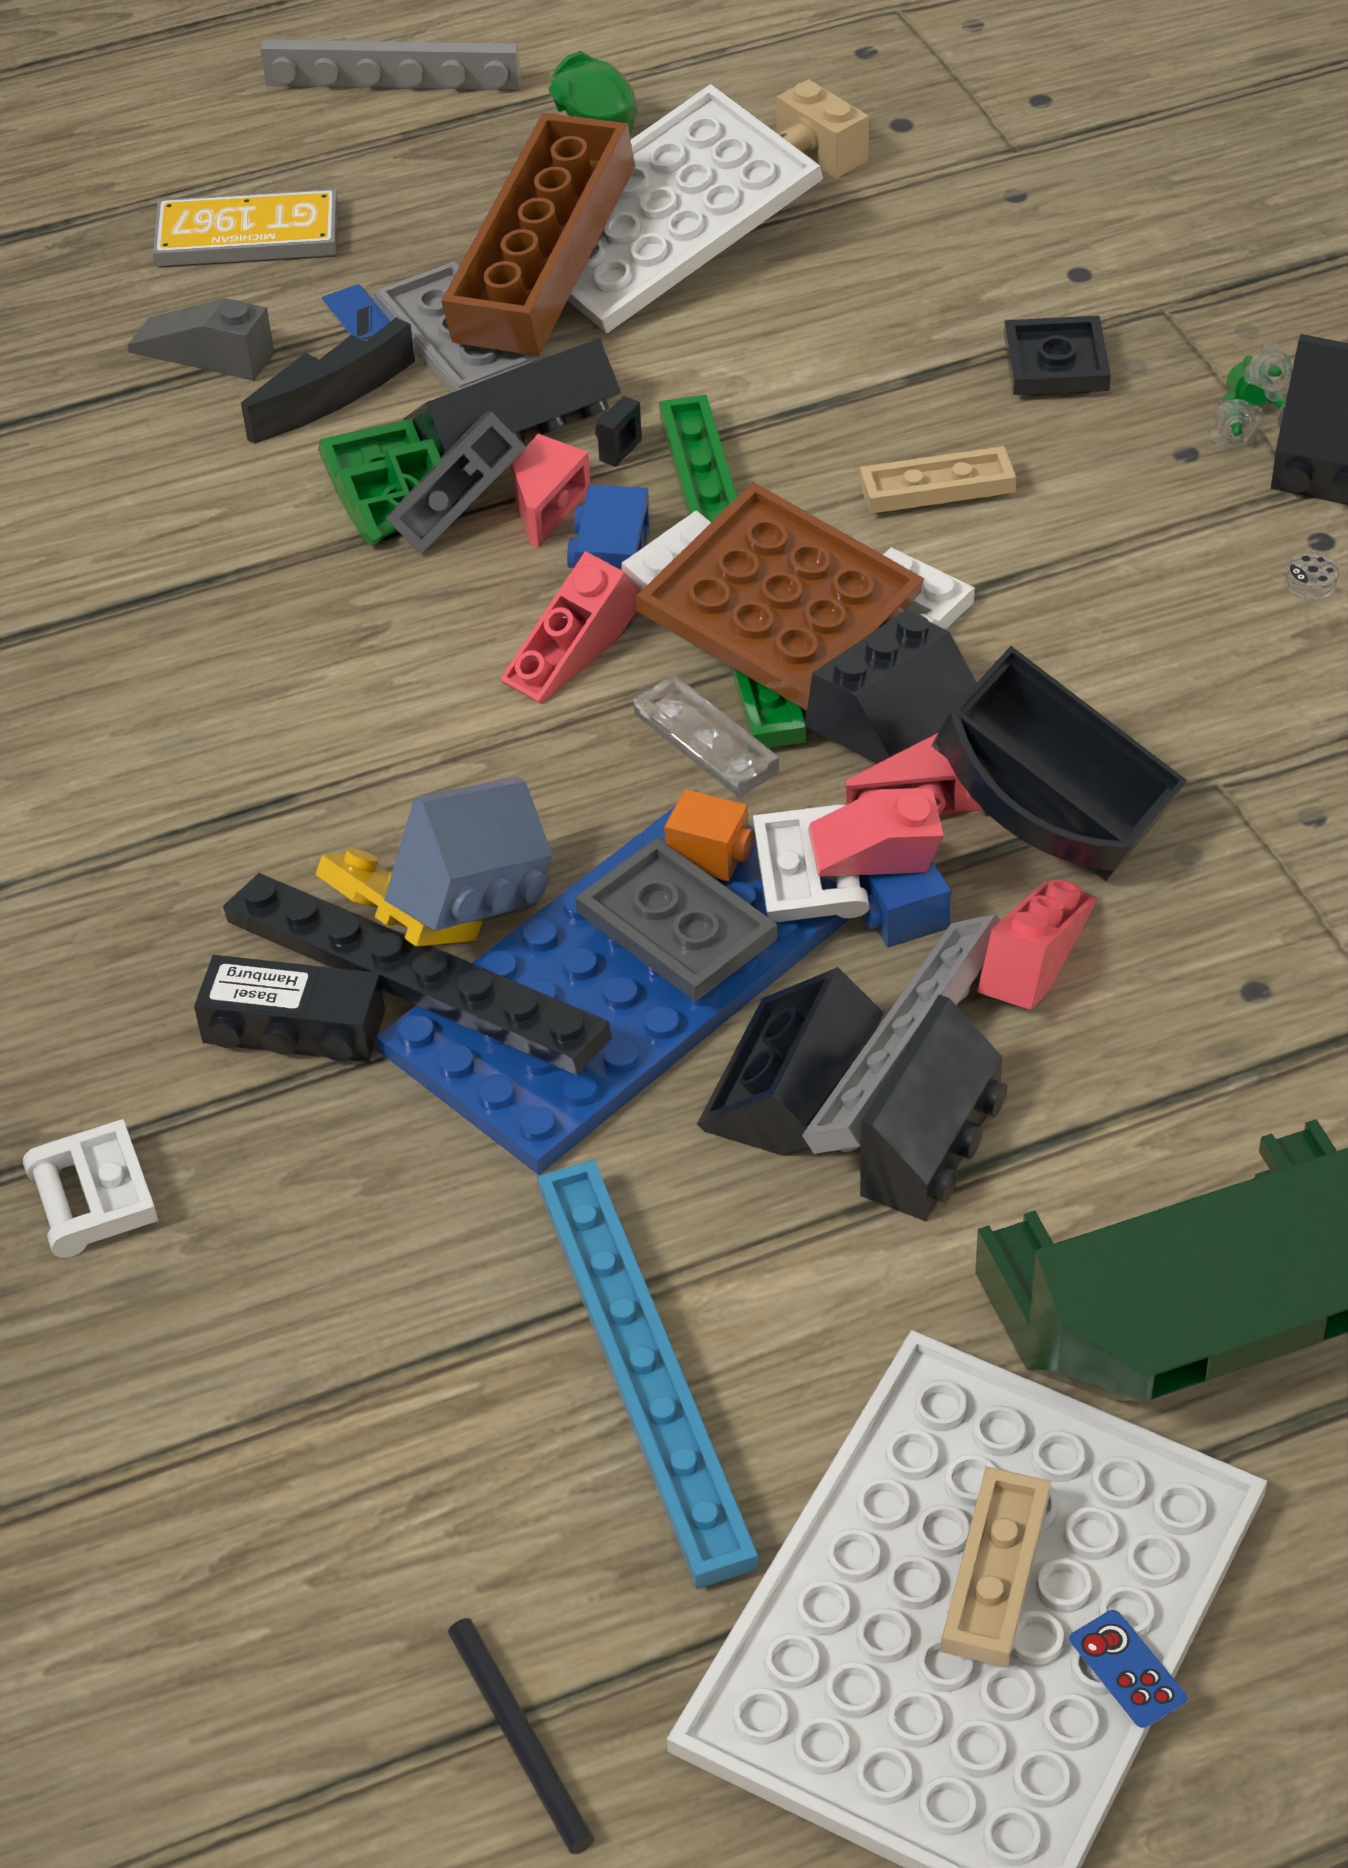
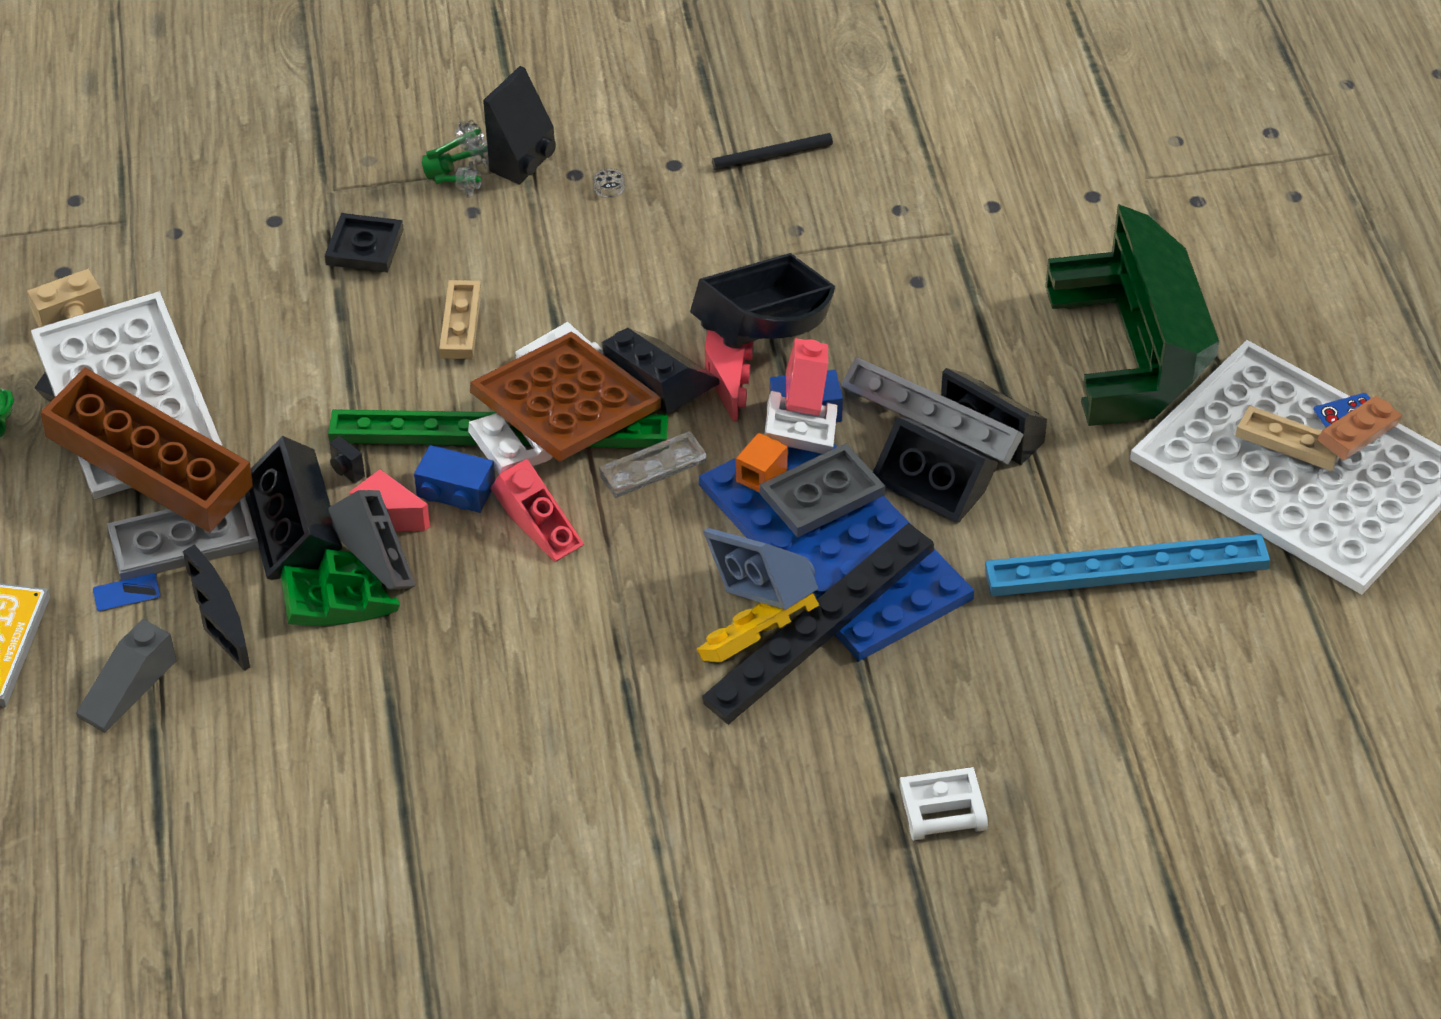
camera: 80 degrees left, 0 degrees up
(290, 1008) = (828, 689): black brick -> none
(521, 1737) = (1344, 651): black bar -> none
(1034, 943) = (880, 347): coral slope -> none
(1049, 1675) = (1360, 427): none -> nougat plate

